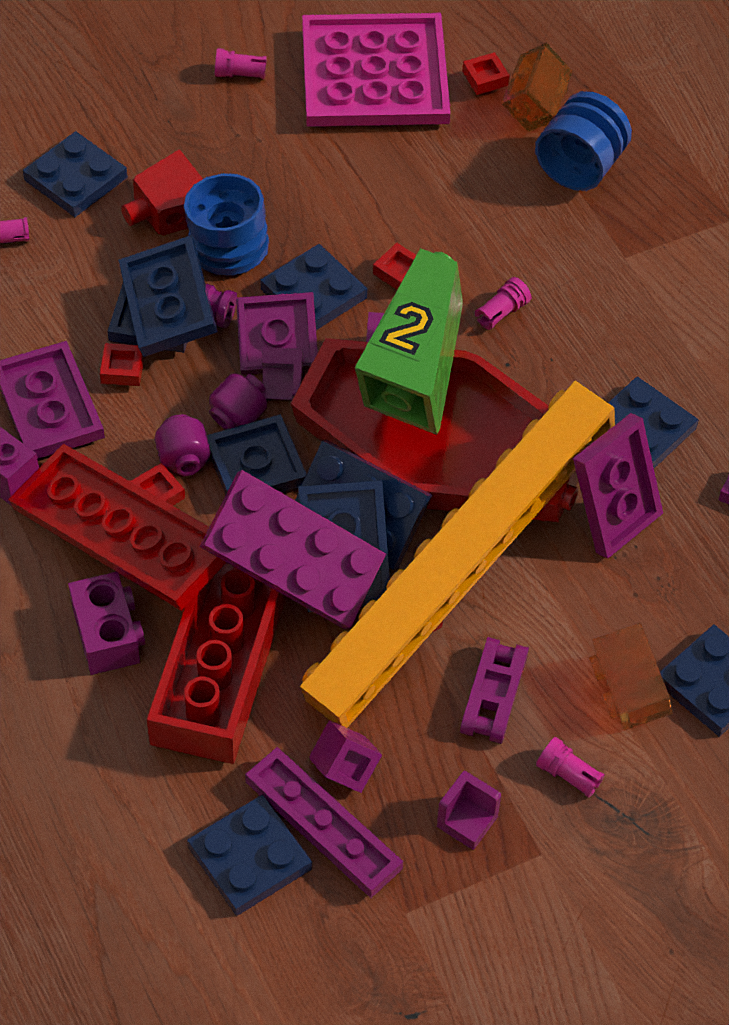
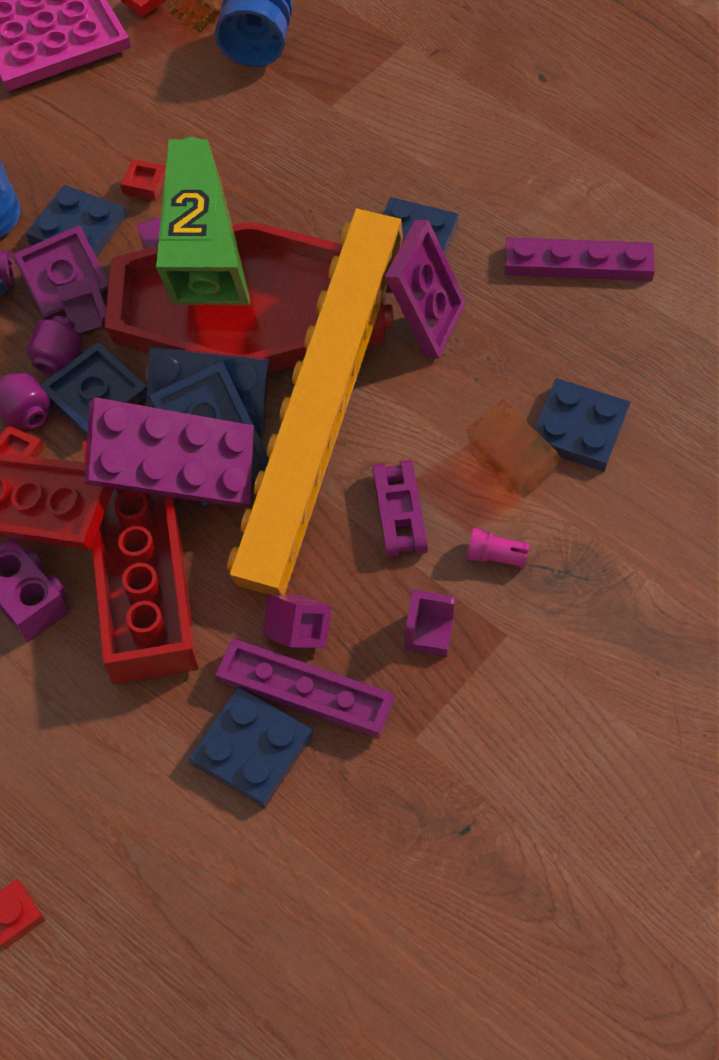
camera: 20 degrees left, 5 degrees up
(508, 298) = (251, 171): dark pink pin -> none

